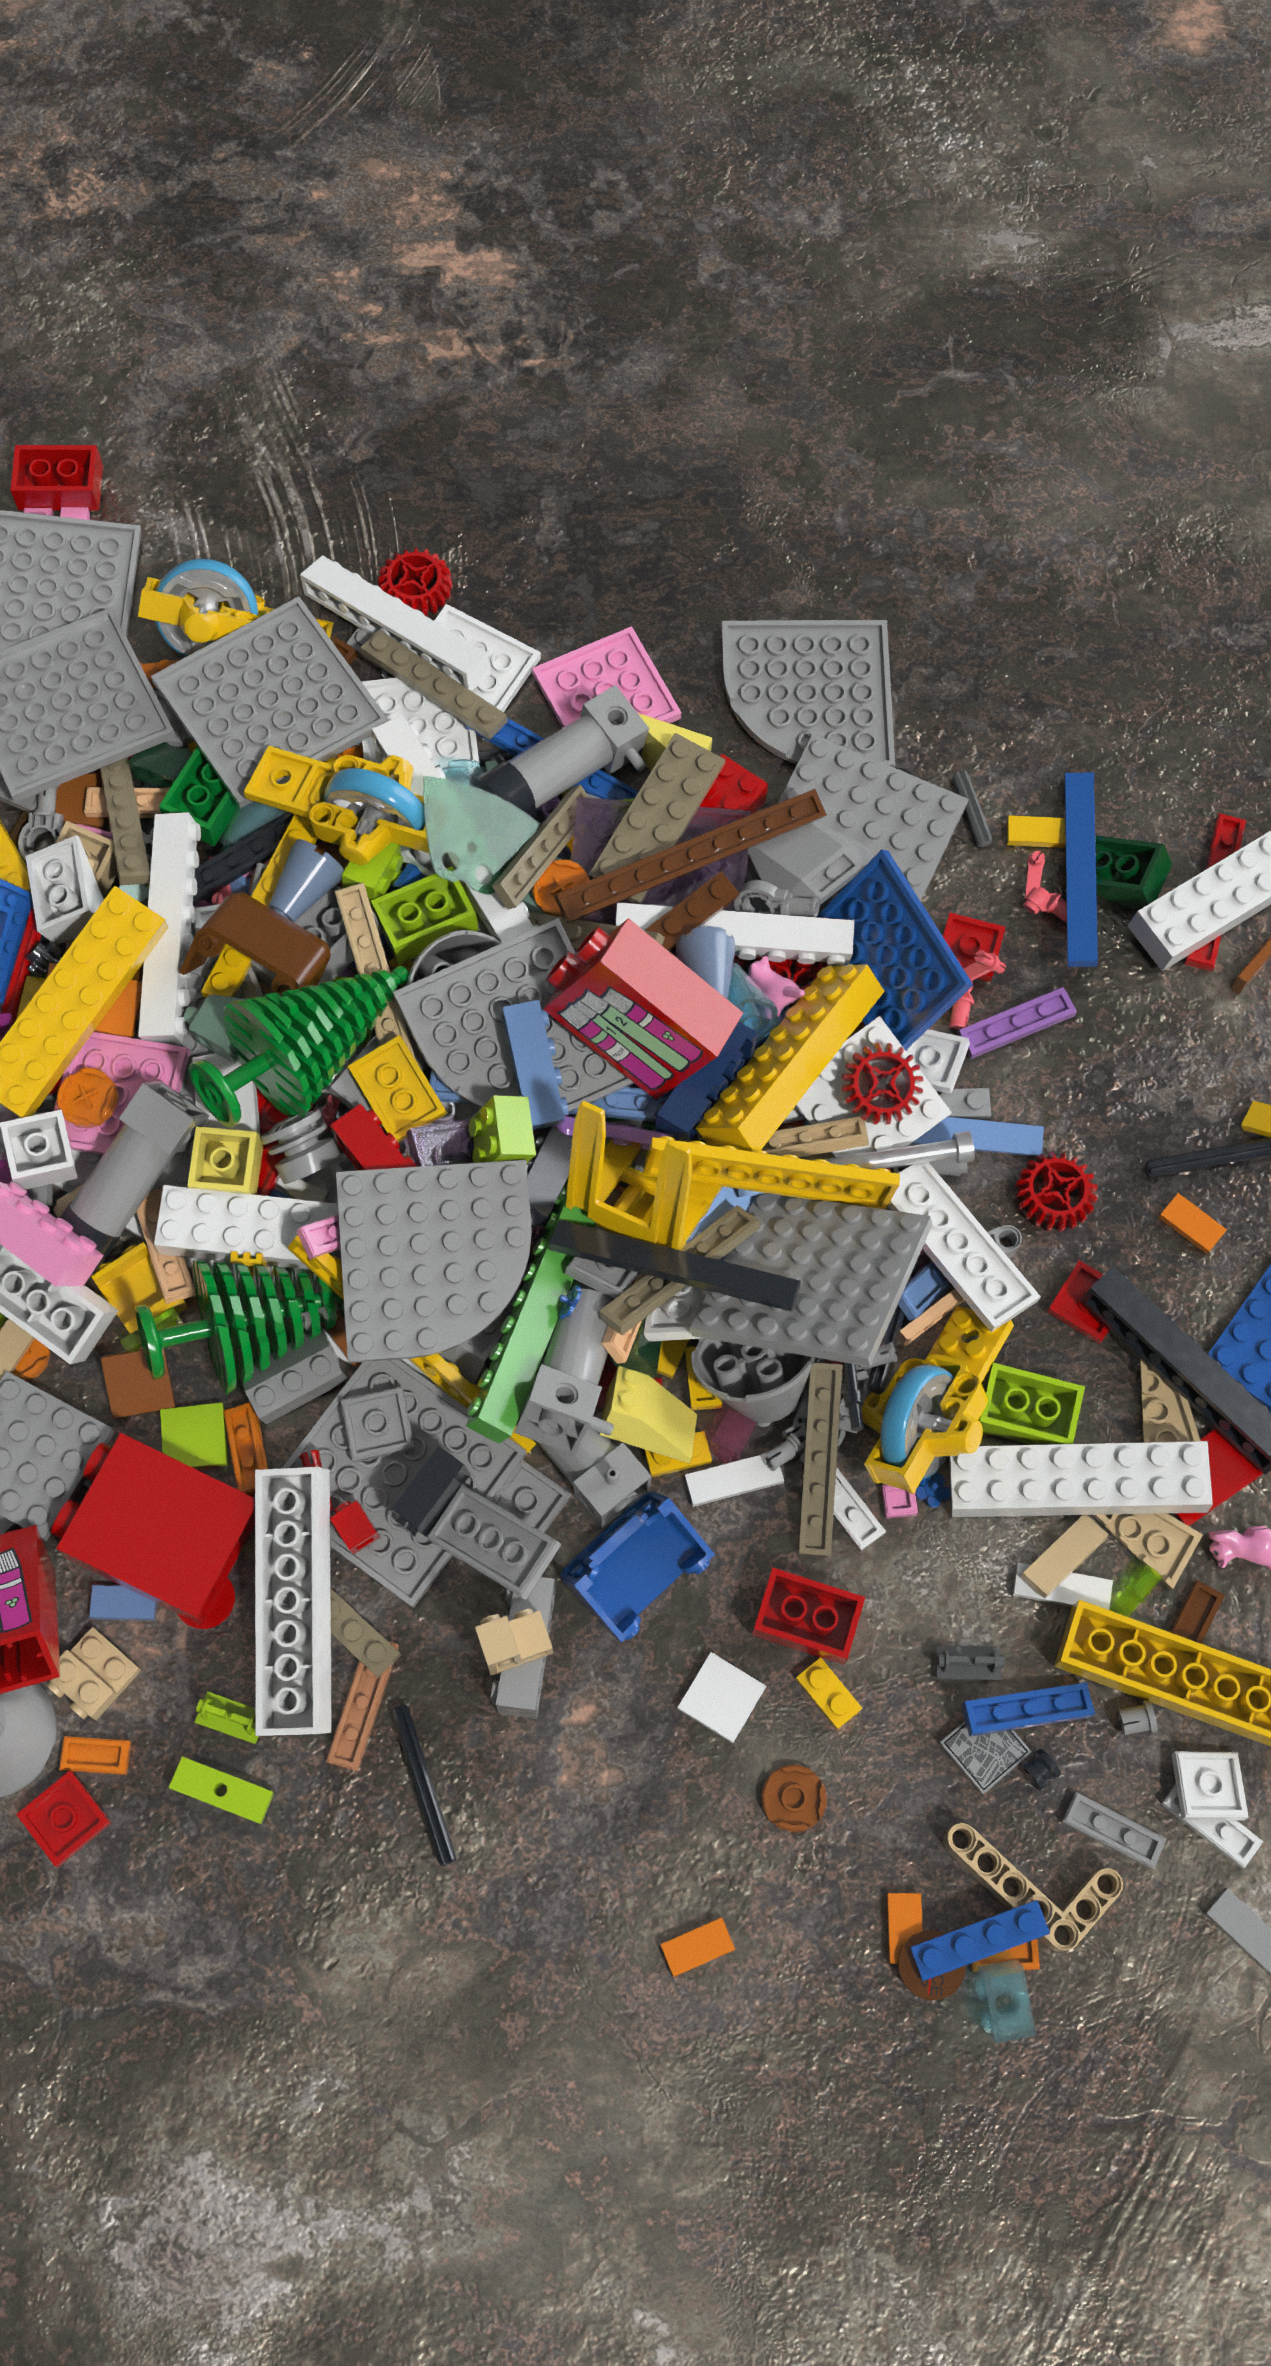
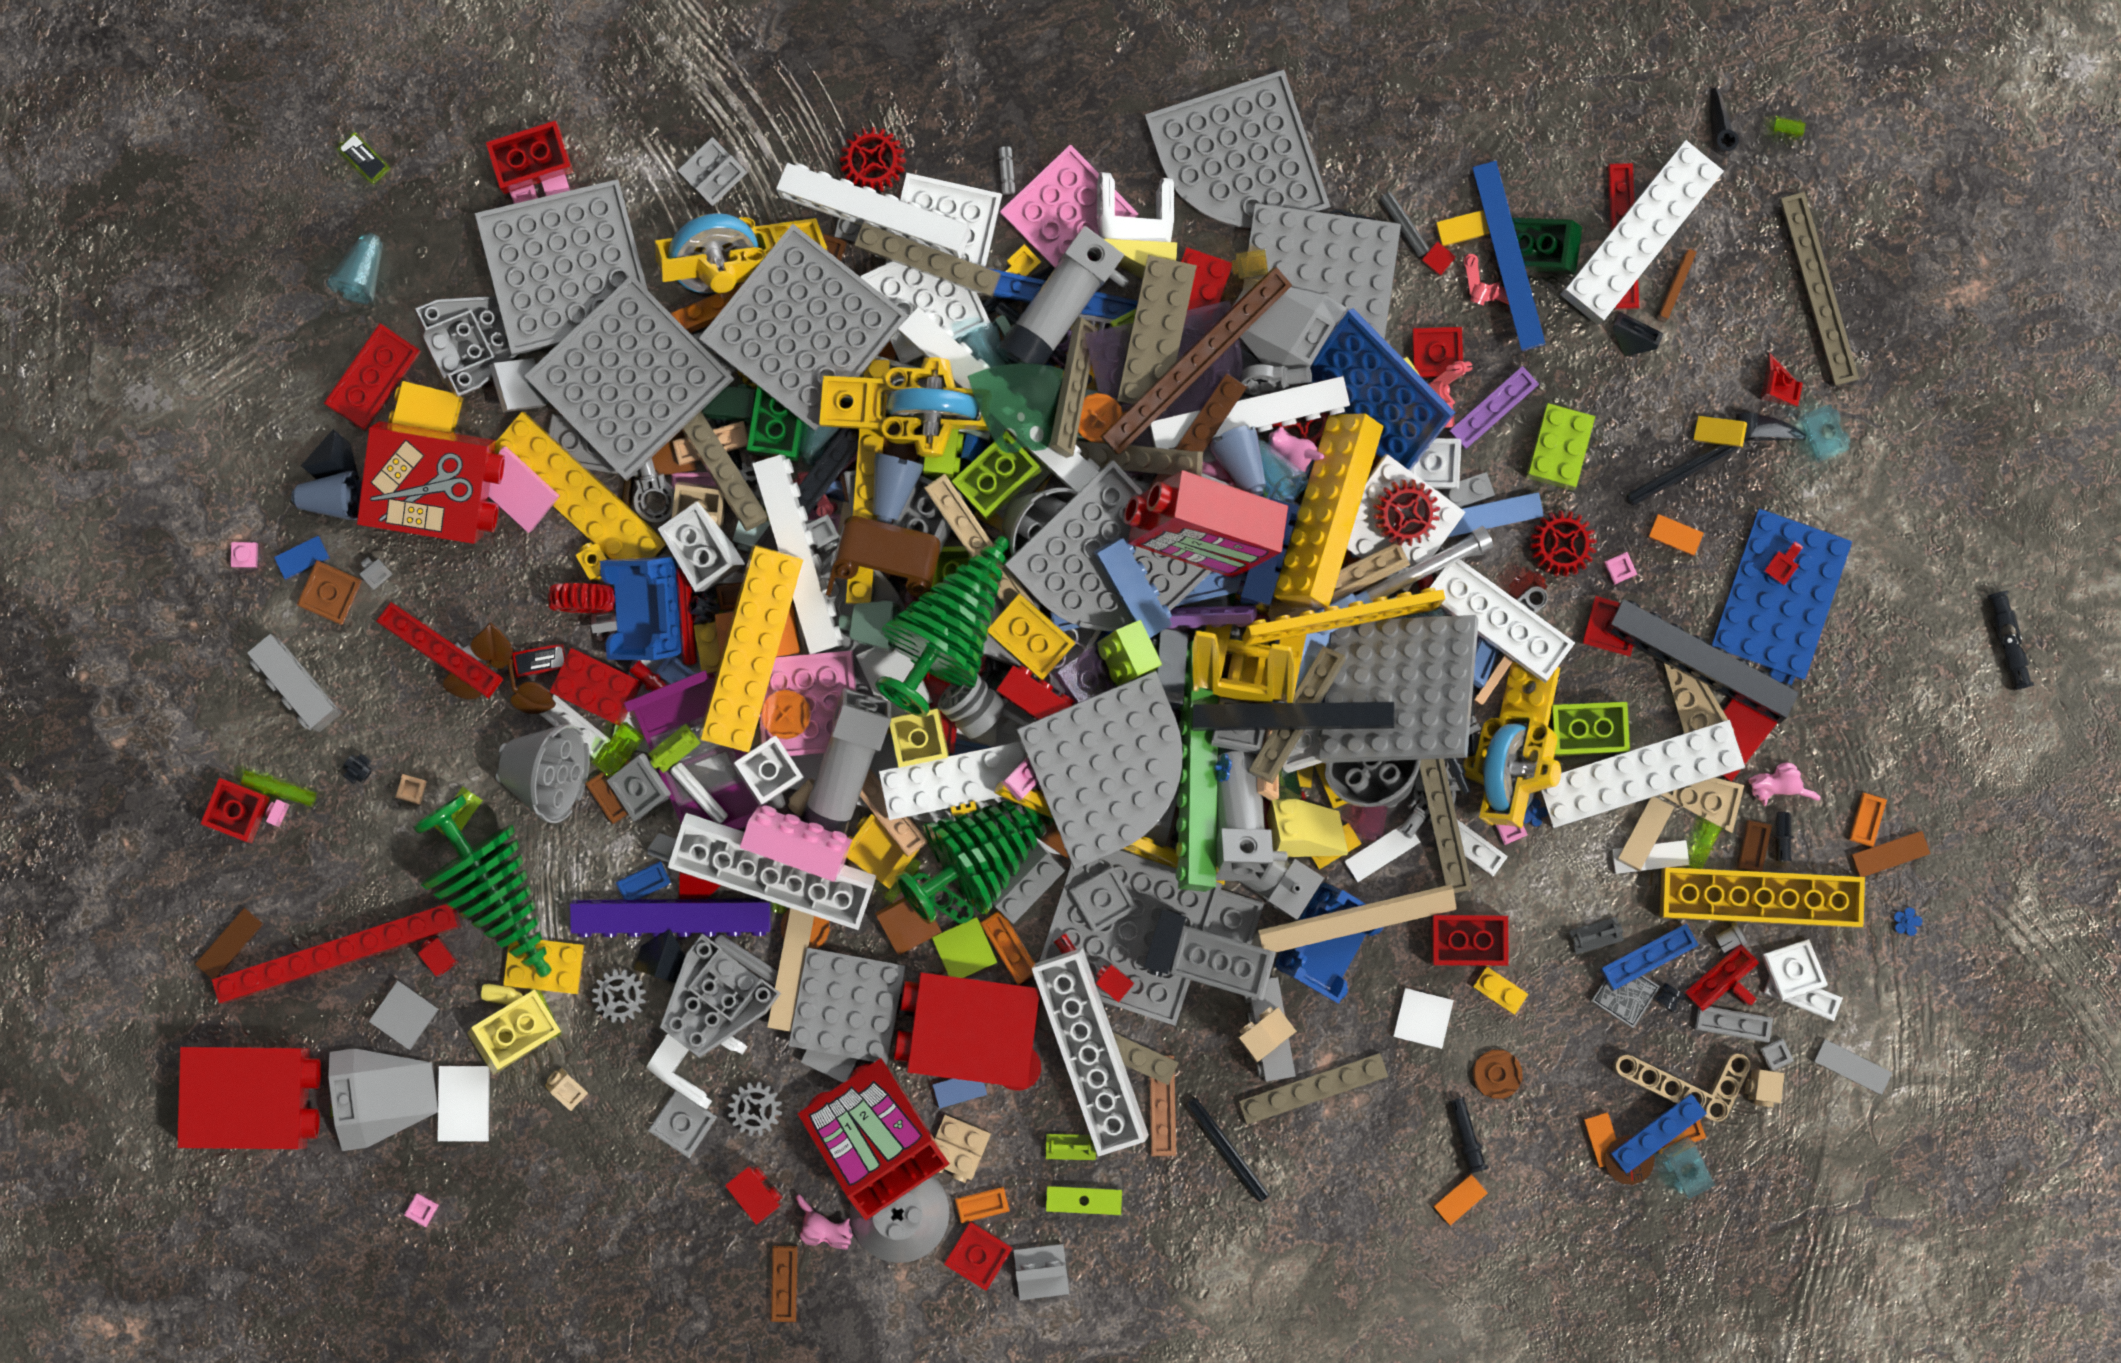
camera: 15 degrees left, 15 degrees up
(134, 1866) = (1041, 1272): none -> light grey bracket
(196, 1390) = (960, 903): none -> green beam
(243, 546) = (711, 171): none -> light grey slope
(540, 723) = (1023, 262): none -> yellow plate
(554, 635) = (1006, 170): none -> light grey axle
(556, 1742) = (1313, 1088): none -> dark tan plate
(653, 707) = (1134, 228): none -> white connector
(678, 1543) = (1358, 919): none -> tan tile
(732, 1882) = (1471, 1147): none -> black pin
(786, 784) = (1250, 264): none -> clear yellow brick
(999, 854) = (1438, 259): none -> red tile
(1005, 1216) = (1519, 584): none -> clear red bracket
(1082, 1085) = (1560, 447): none -> lime brick
(1113, 1765) = (1721, 977): none -> red plate
(1116, 1241) = (1620, 568): none -> bright pink tile
(1135, 1795) = (1743, 994): none -> red tile
(1135, 1924) = (1765, 1087): none -> tan brick
(1158, 1889) = (1776, 1054): none -> light grey tile
(1200, 996) = (1635, 336): none -> black slope
(1236, 1614) = (1783, 836): none -> black axle

